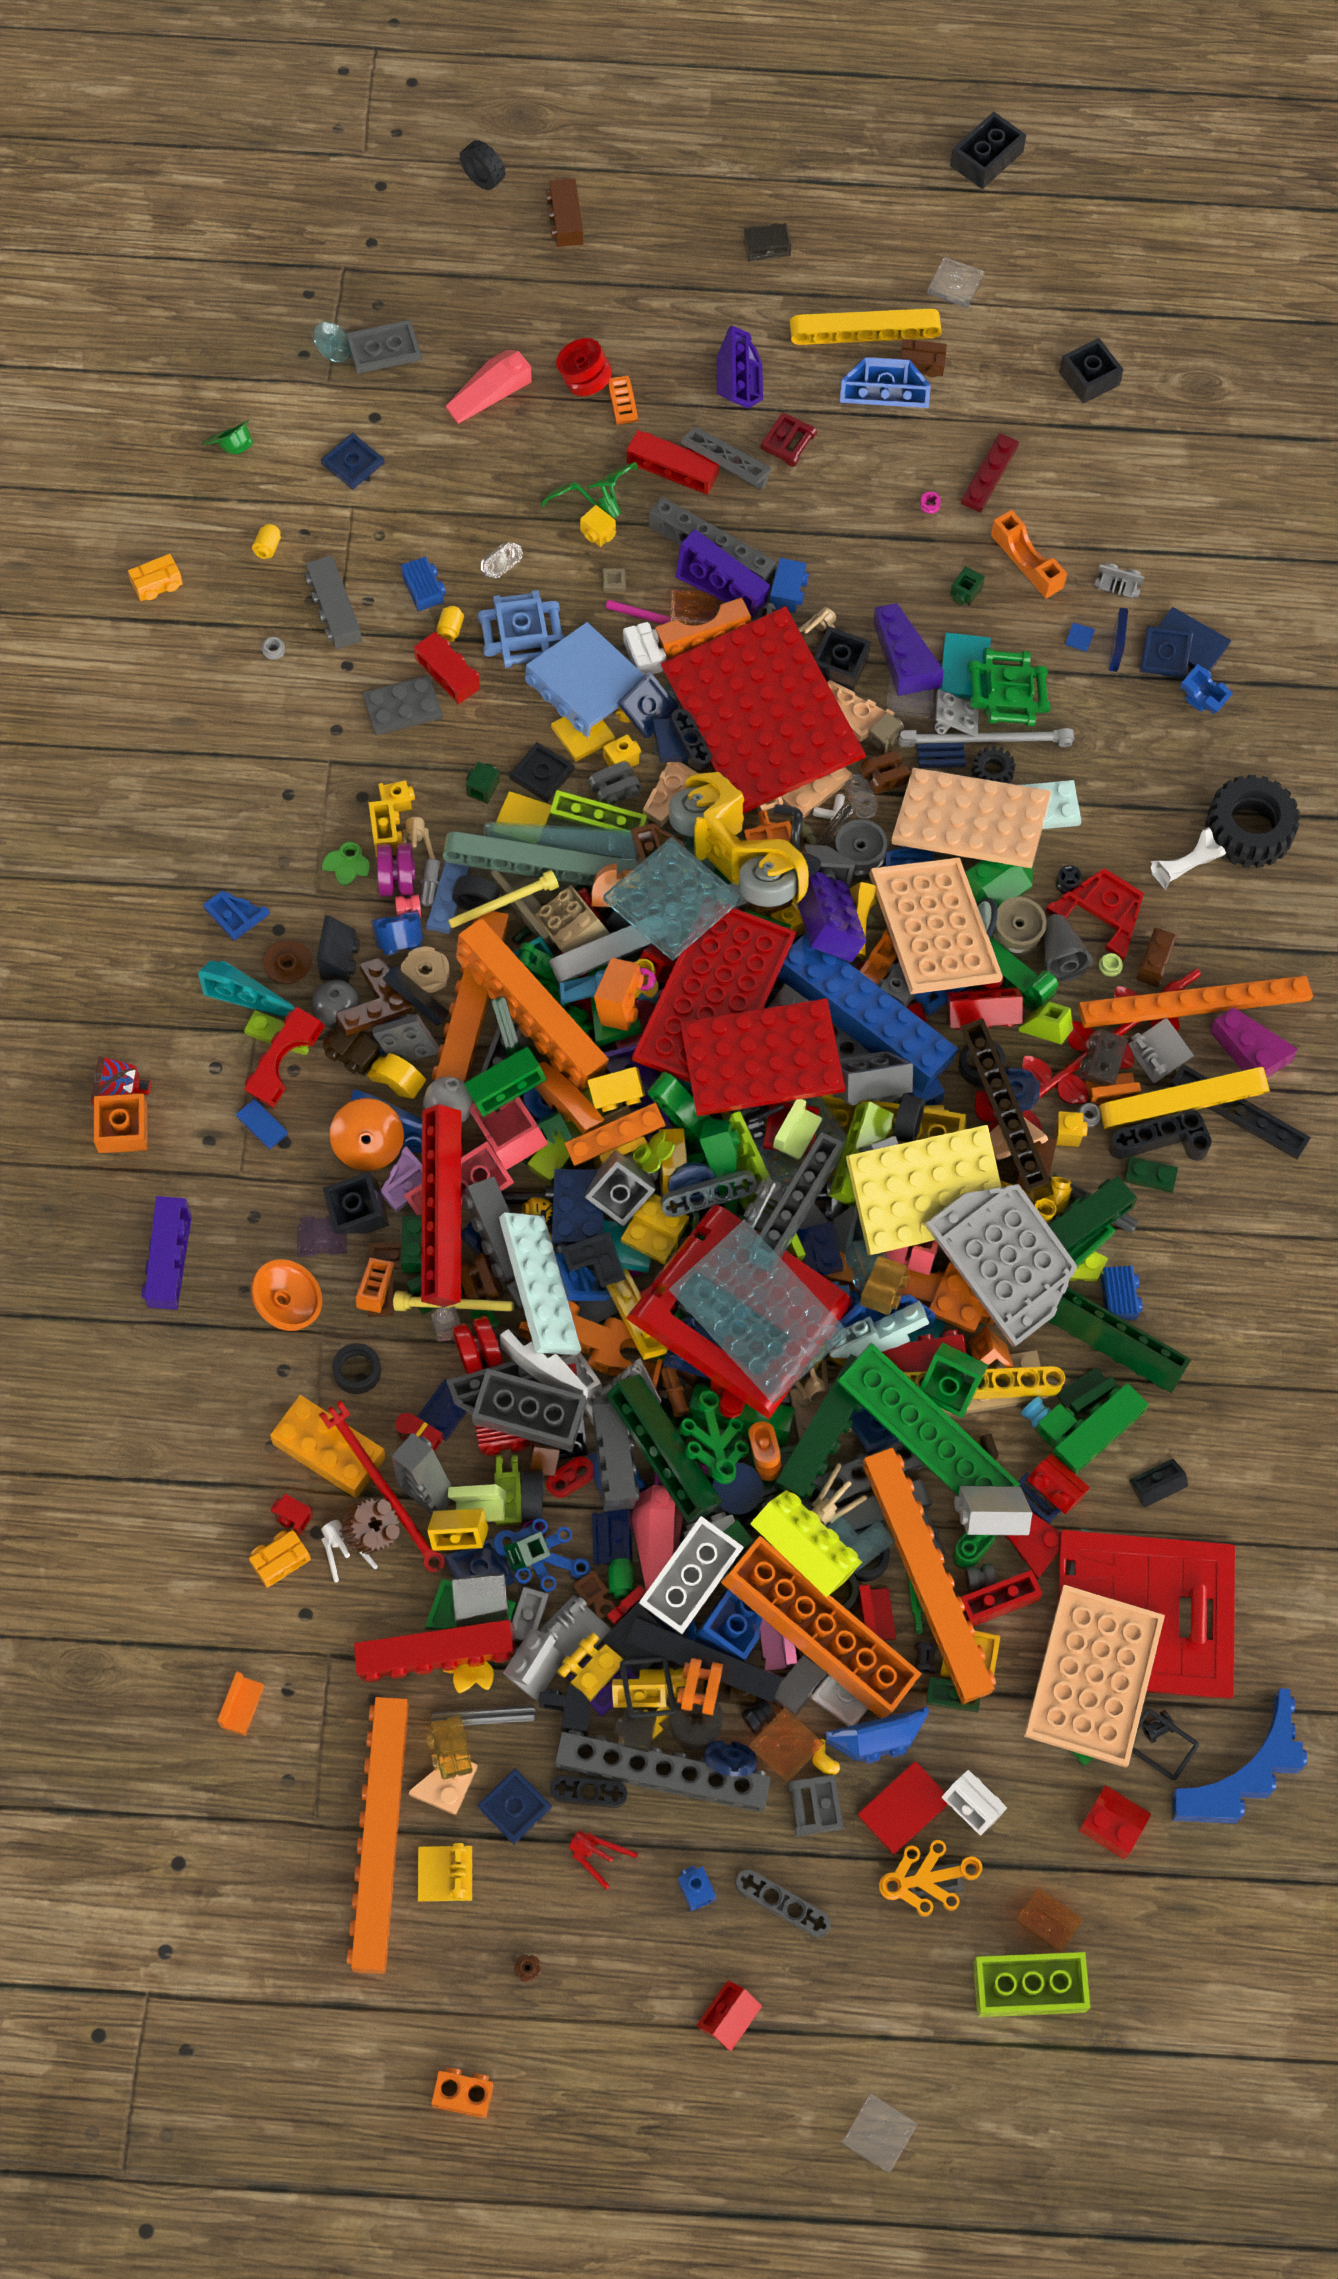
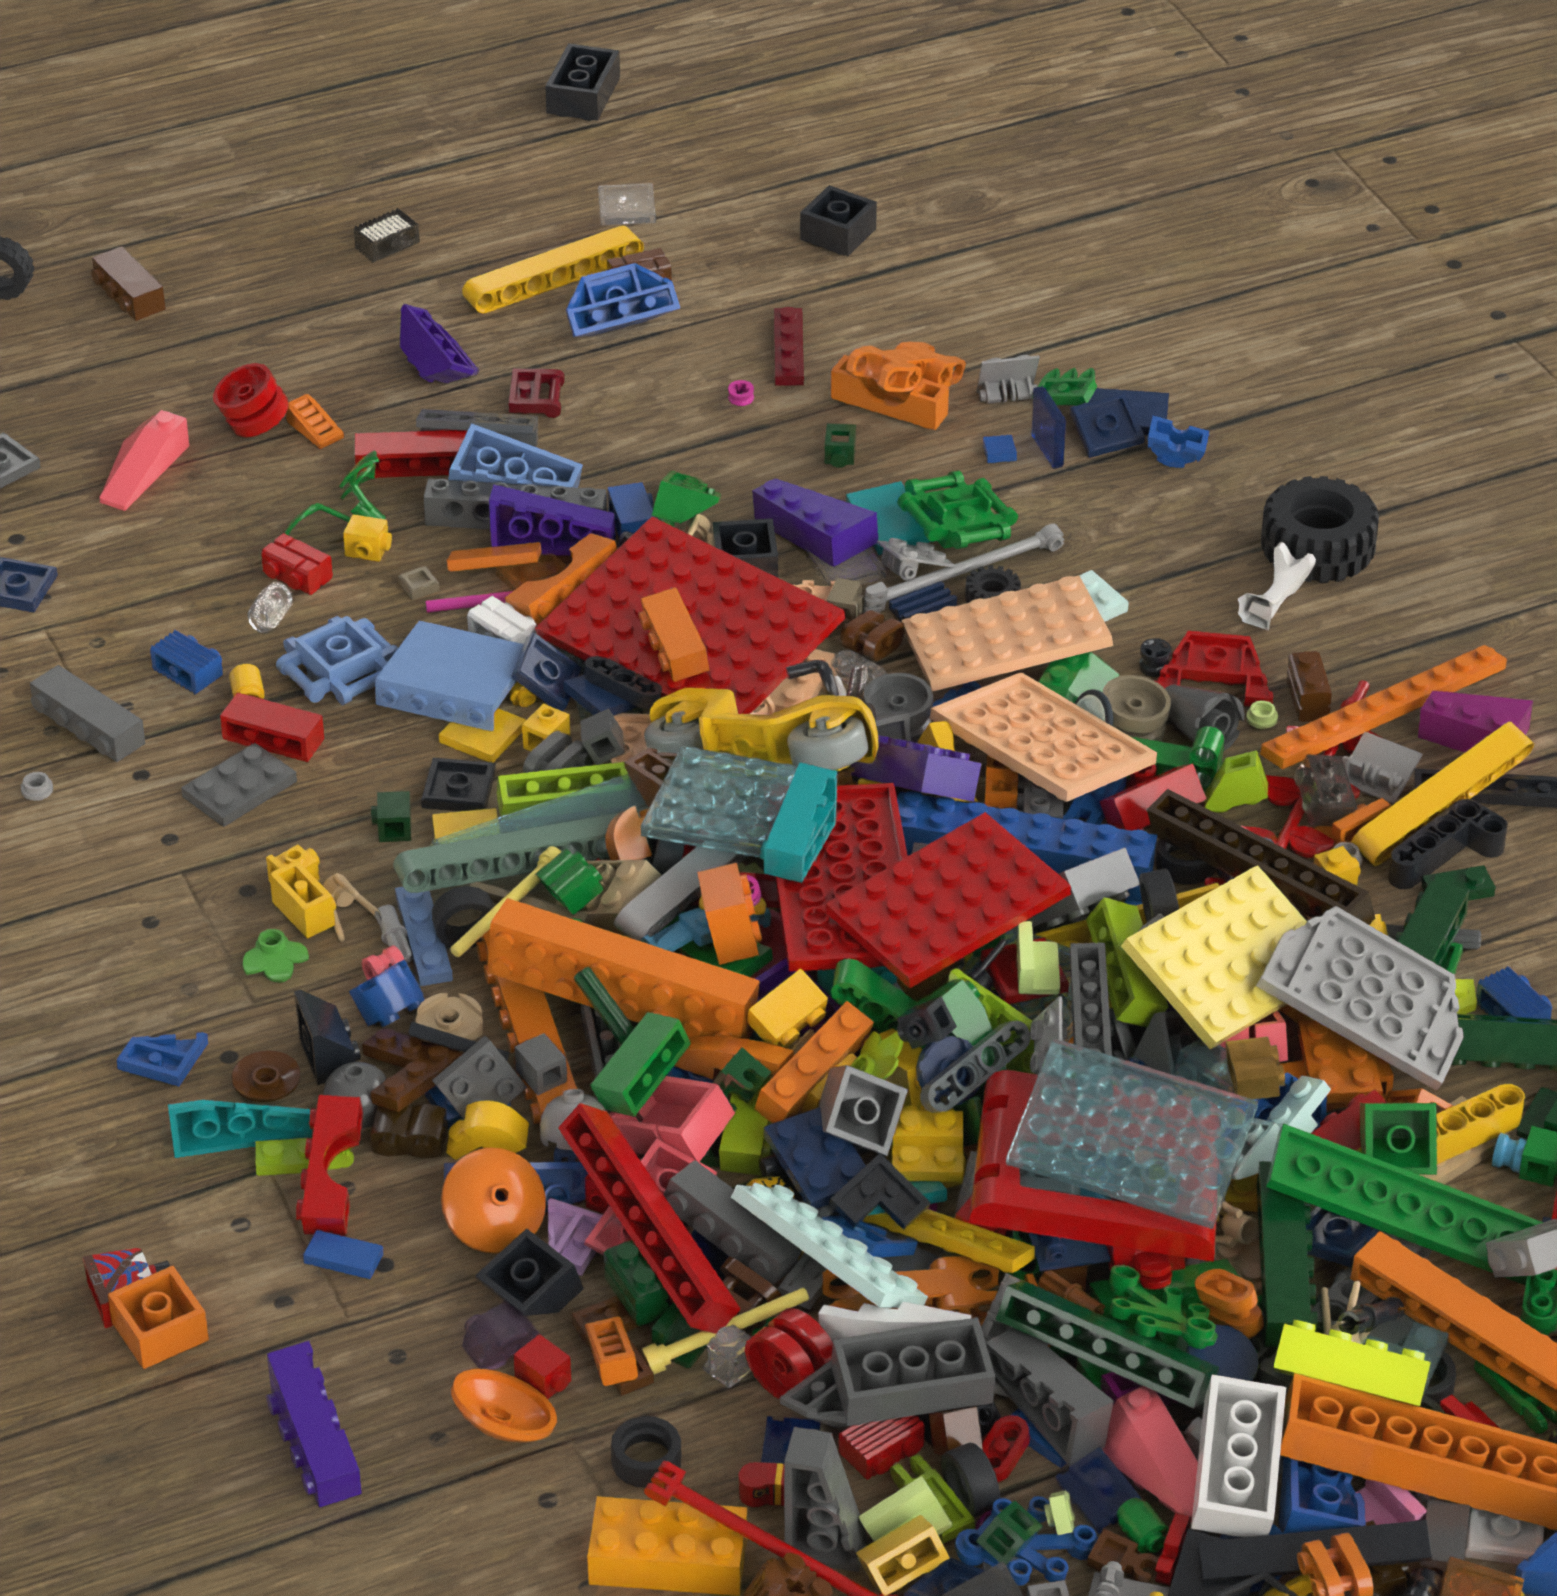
camera: 25 degrees left, 25 degrees down
(330, 1274) = (543, 1366): none -> red brick
(394, 870) = (347, 928): magenta wheel -> none
(450, 1044) = (540, 1064): none -> dark grey brick
(539, 529) = (296, 564): none -> red brick
(547, 907) = (571, 880): none -> green brick
(571, 1547) = (1060, 1512): none -> yellowish green plate
(648, 783) = (602, 736): none -> dark grey brick
(673, 582) = (494, 556): none -> orange tile
(682, 1149) = (925, 1023): none -> black brick
(701, 950) = (802, 823): none -> teal wedge
(718, 506) = (498, 458): none -> medium blue wedge
(737, 722) = (673, 635): none -> orange brick
(826, 590) = (682, 498): none -> green wedge
(837, 1511) = (1367, 1316): none -> black pin
(1040, 542) = (905, 366): none -> orange piece
(1157, 606) = (1070, 388): none -> green plate

